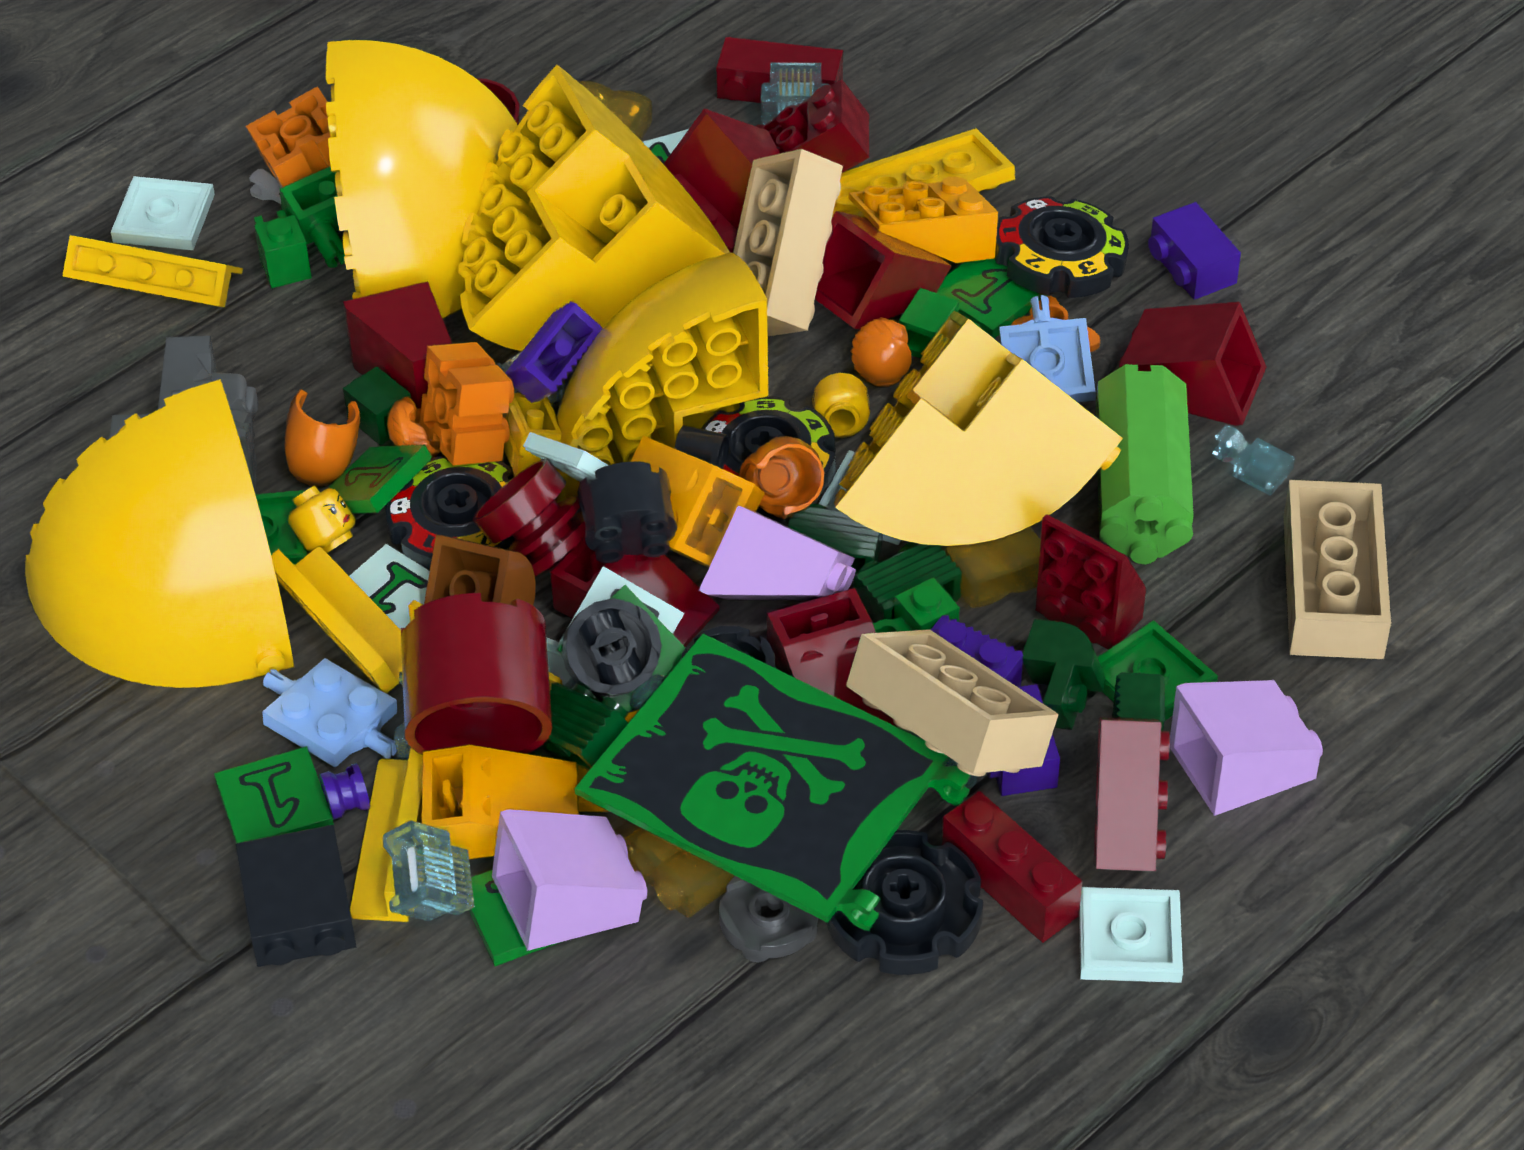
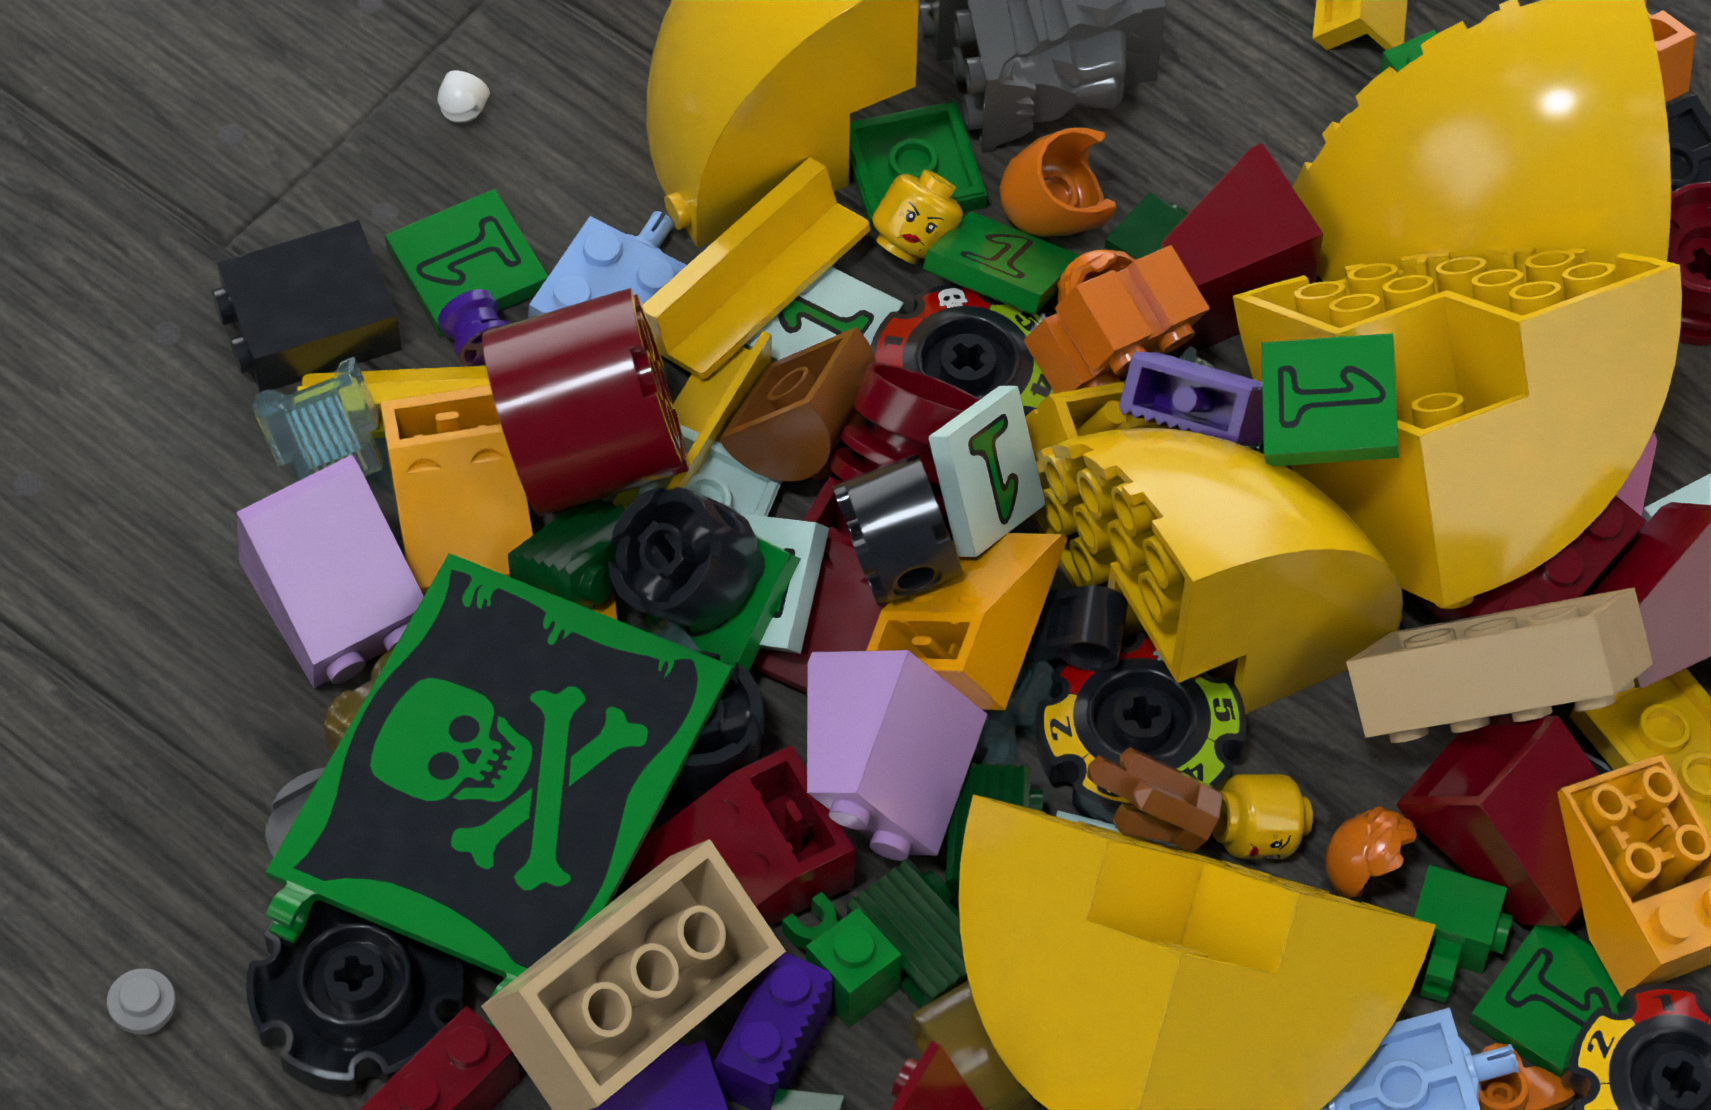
camera: 80 degrees right, 10 degrees up
(118, 788) = (462, 96): none -> white hinge
(609, 248) = (1329, 400): none -> green tile
(787, 473) = (1052, 734): orange piece -> none
(844, 424) = (1165, 800): none -> dark orange rock
(893, 1041) = (141, 1001): none -> light grey plate

